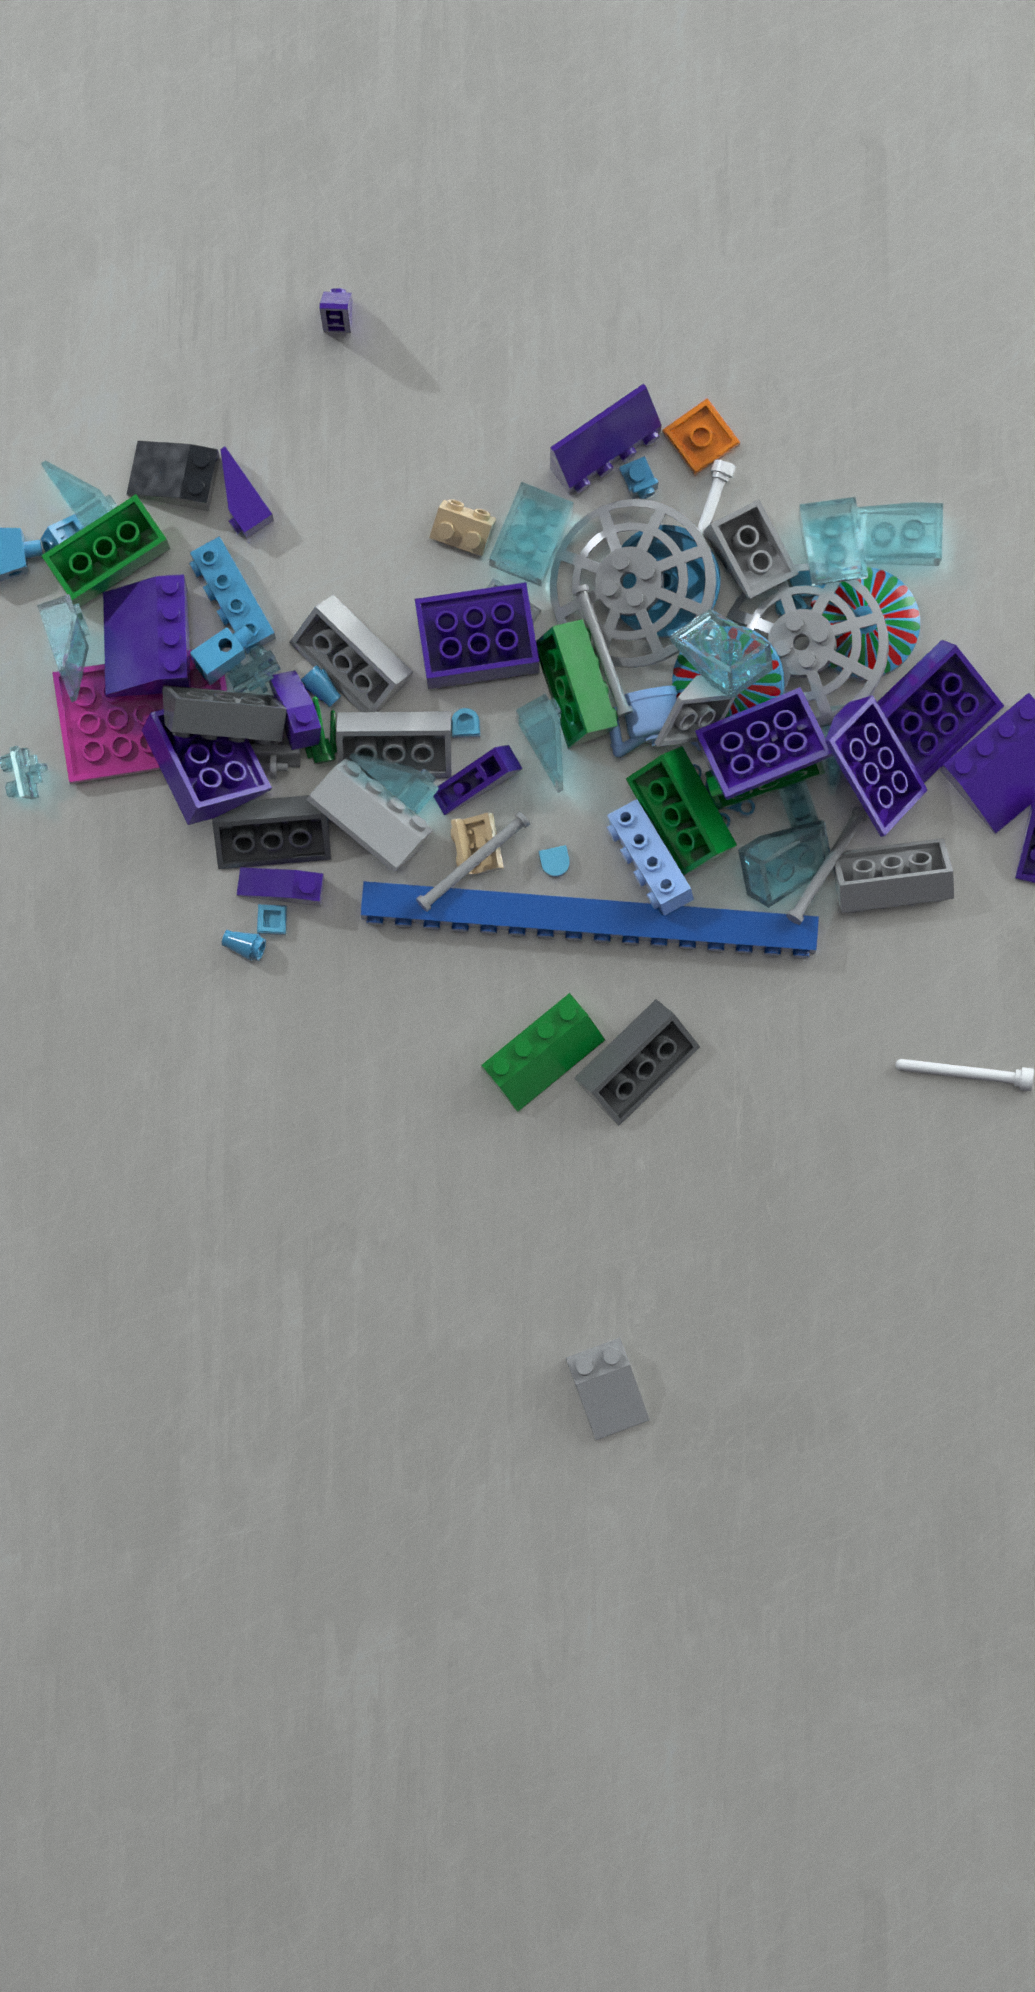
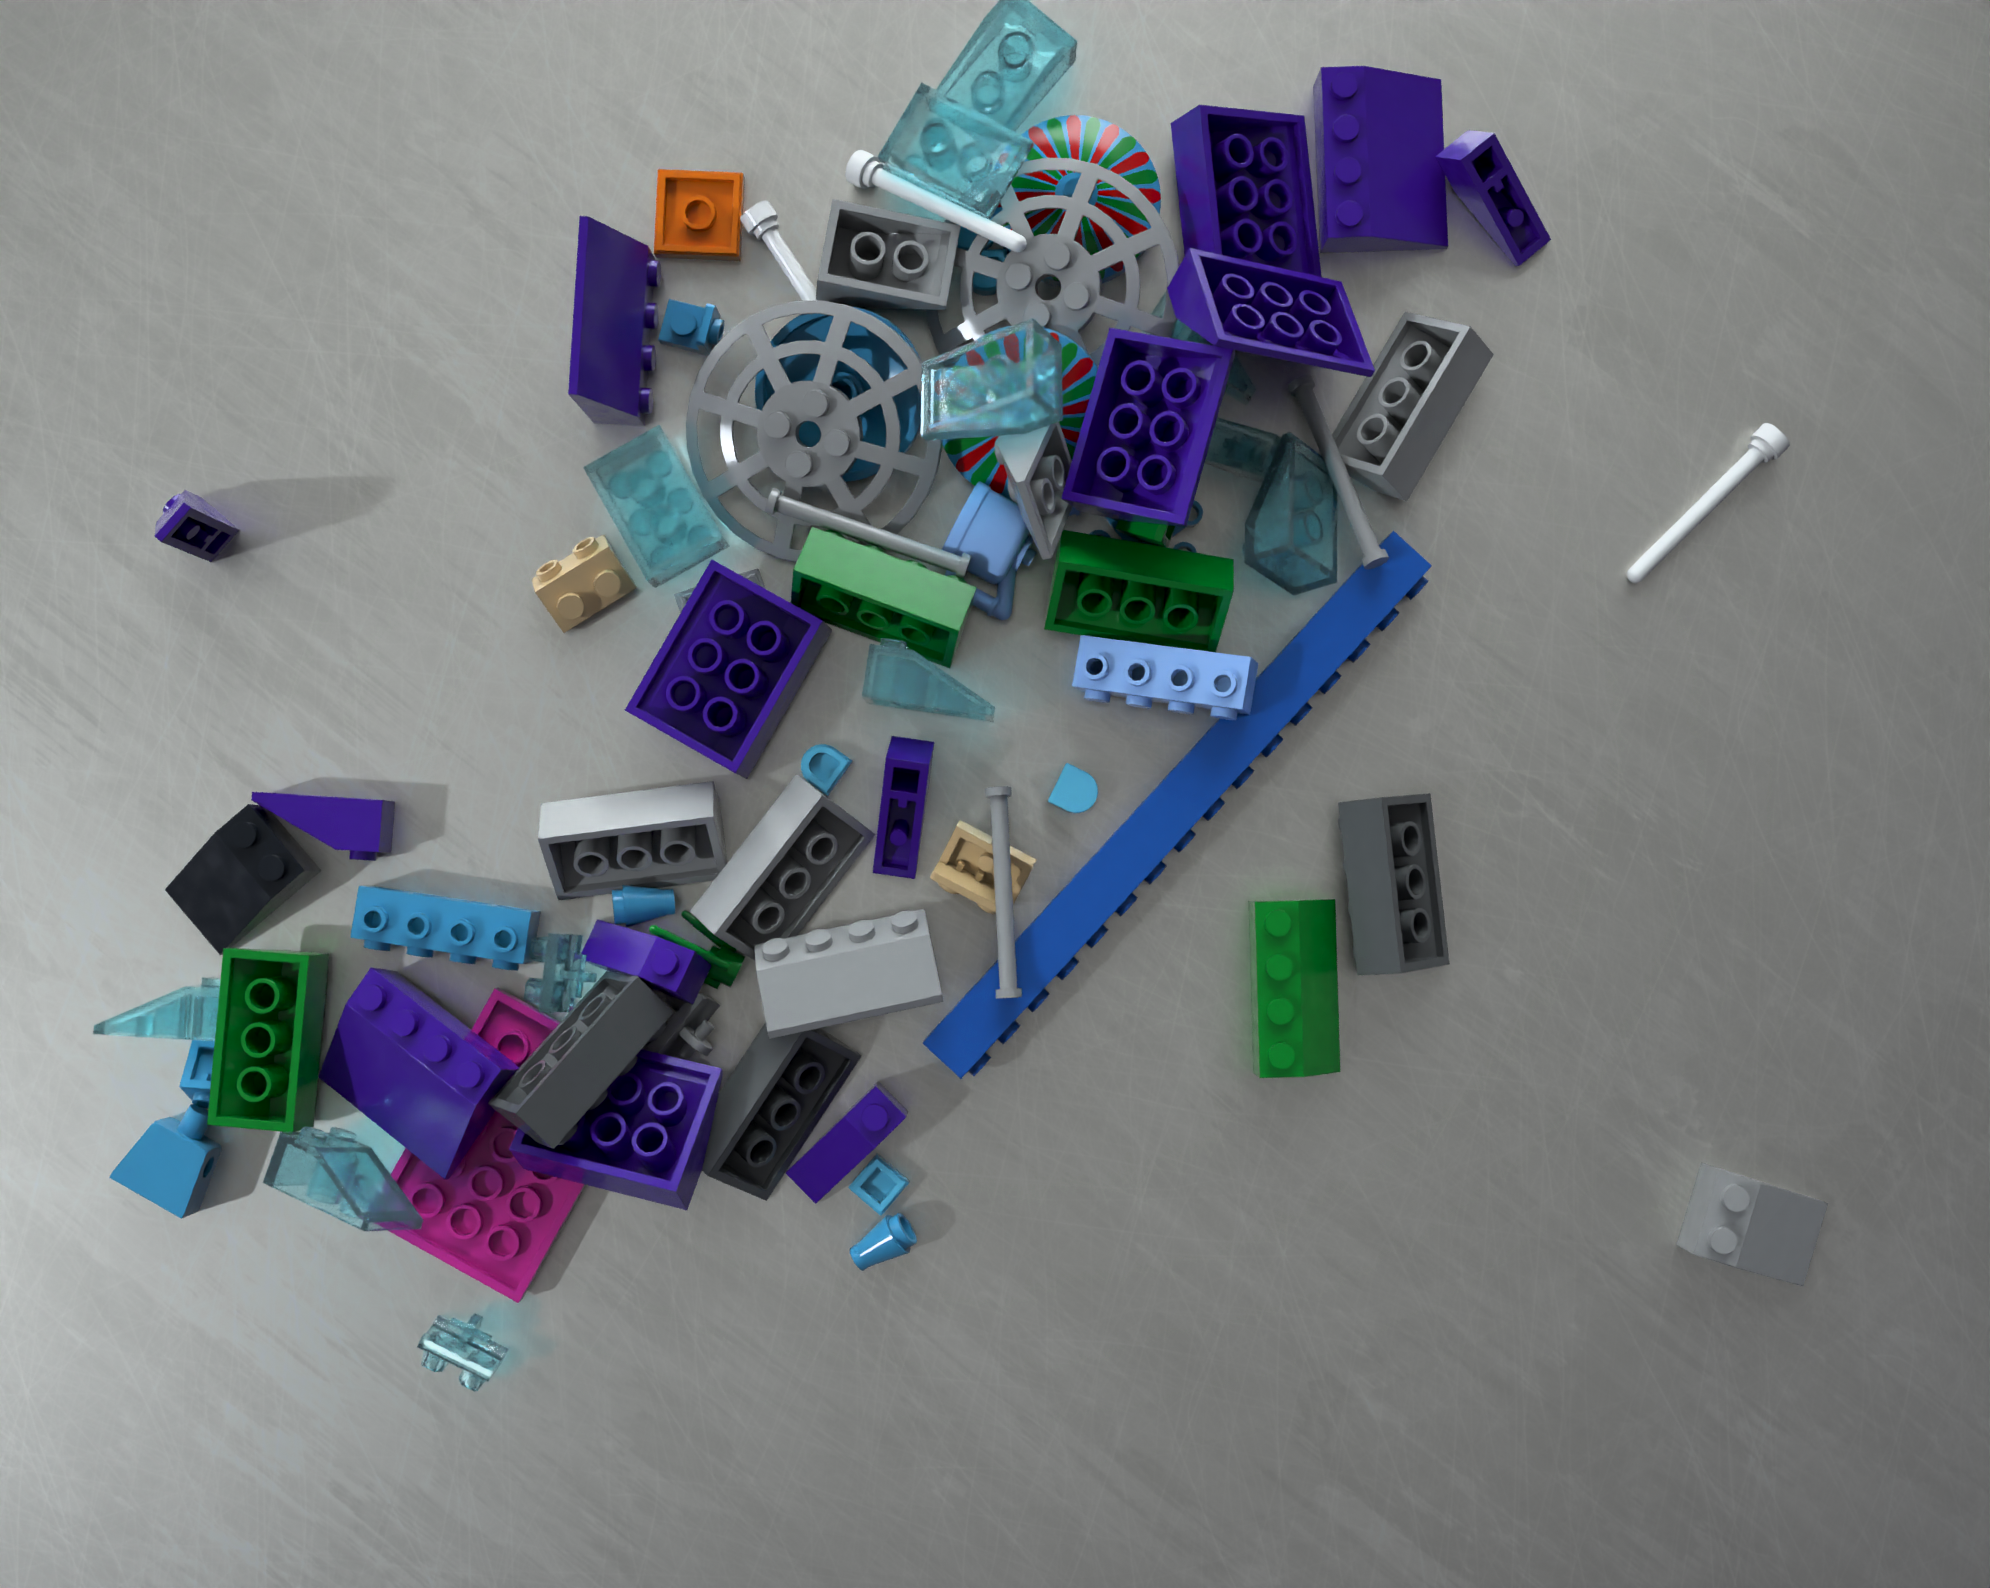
camera: 55 degrees left, 5 degrees up
(215, 663) = (499, 1017): dark azure torso -> none
(403, 781) = (834, 900): clear light blue slope -> none
(790, 505) = (866, 171): none -> white piece

